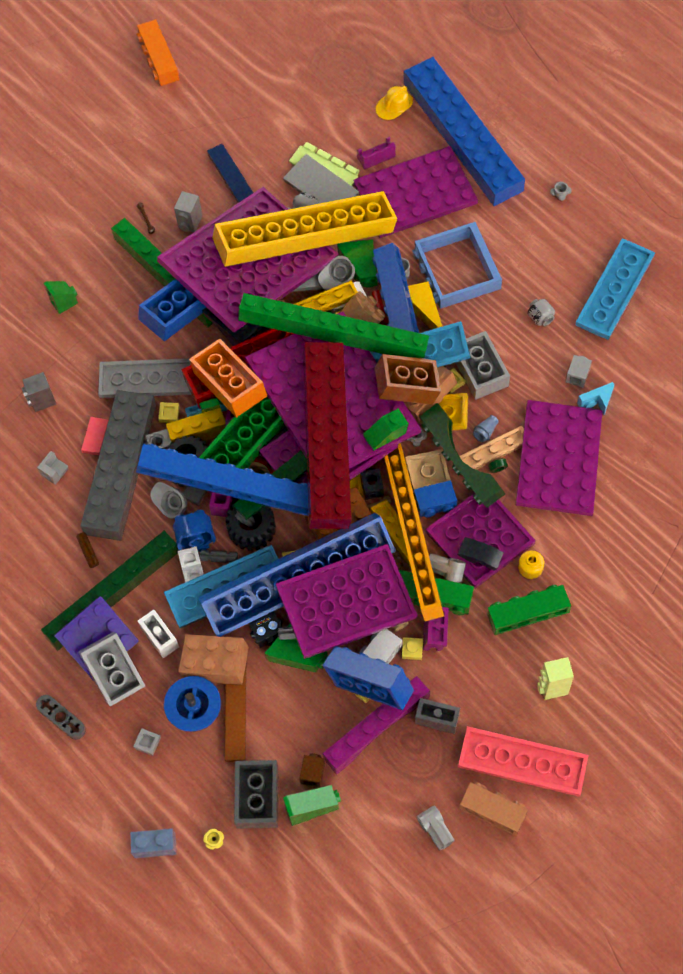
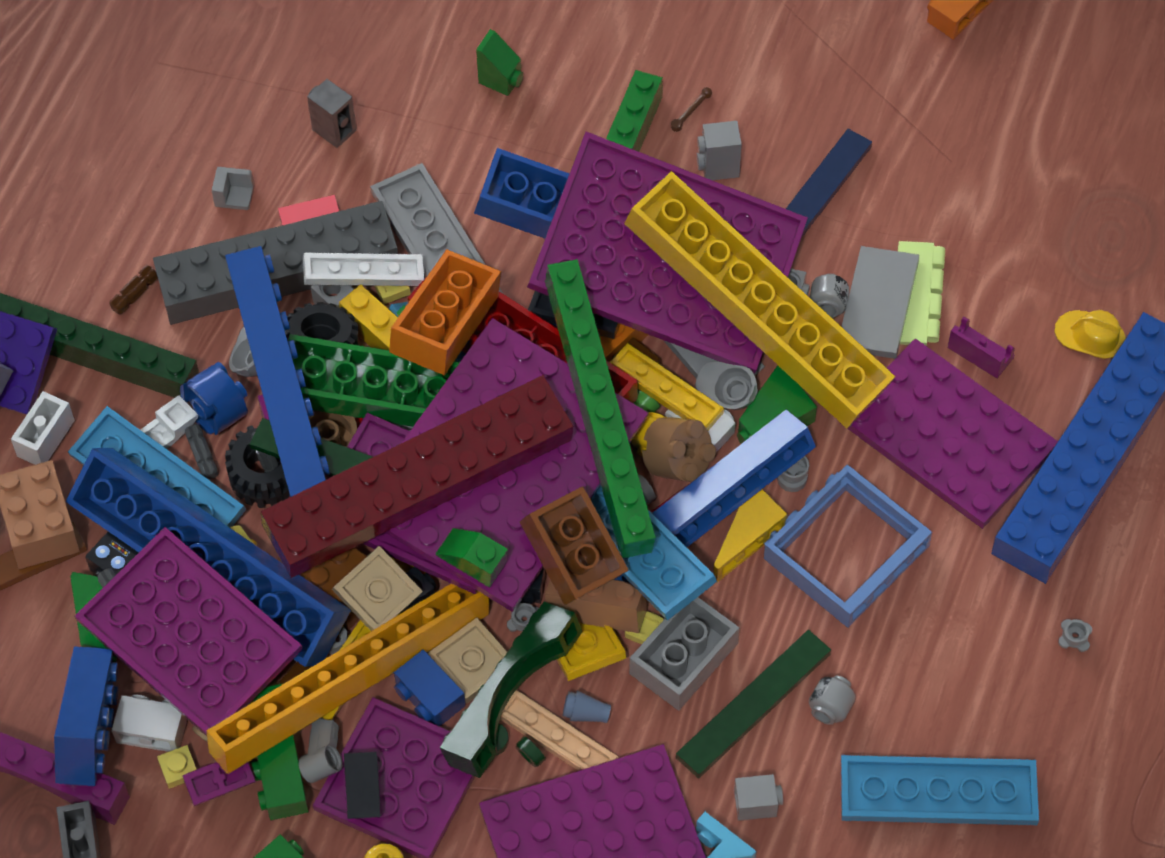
camera: 60 degrees right, 5 degrees down
(158, 416) = (363, 269): none -> white plate
(371, 494) = (377, 589): none -> tan plate
(523, 350) = (753, 704): none -> dark green tile

